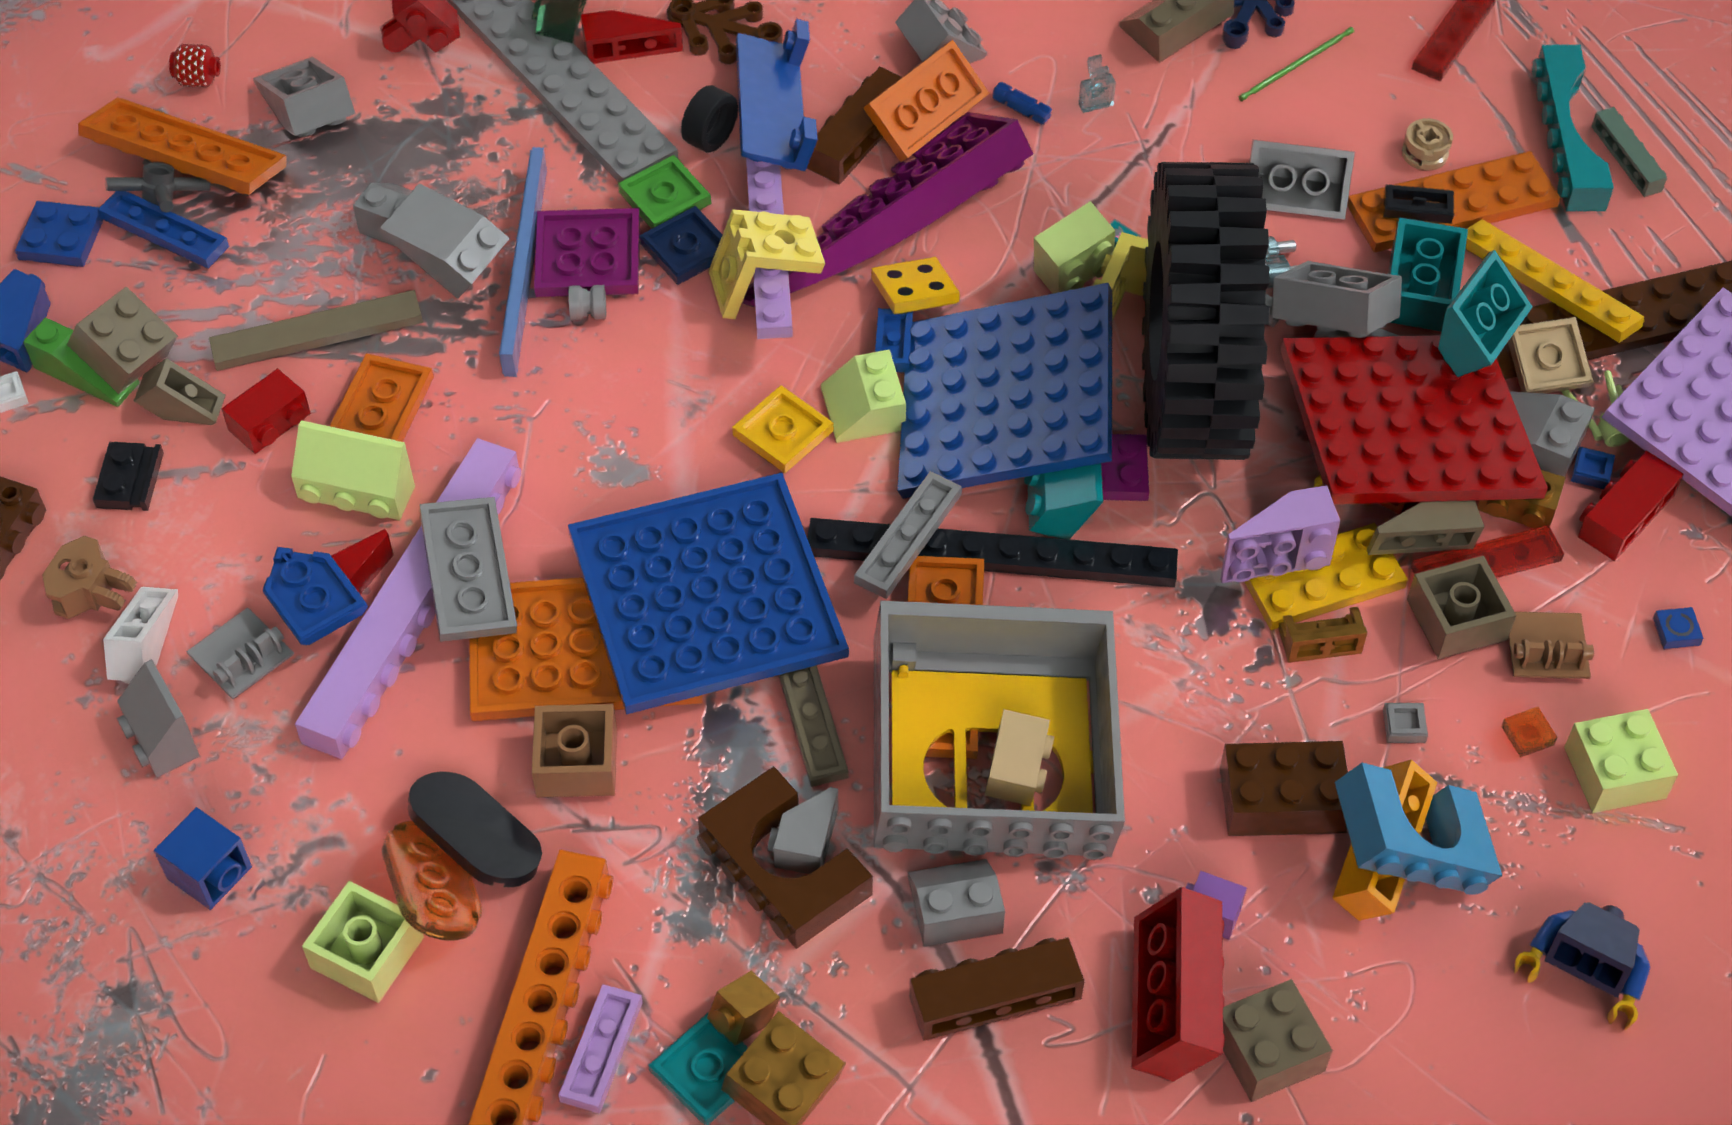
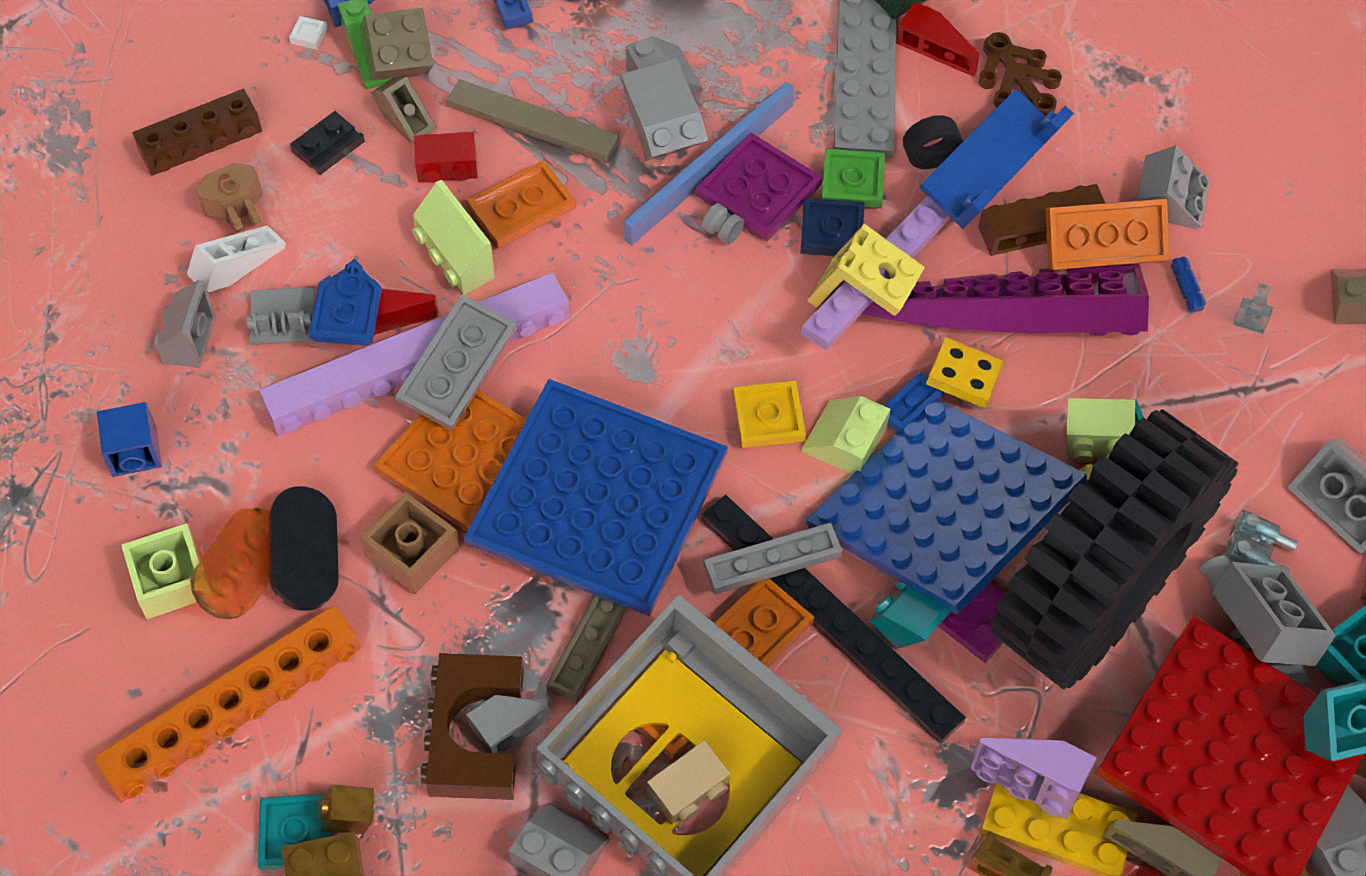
camera: 40 degrees right, 5 degrees up
(600, 1049) = (241, 762): lavender plate -> none

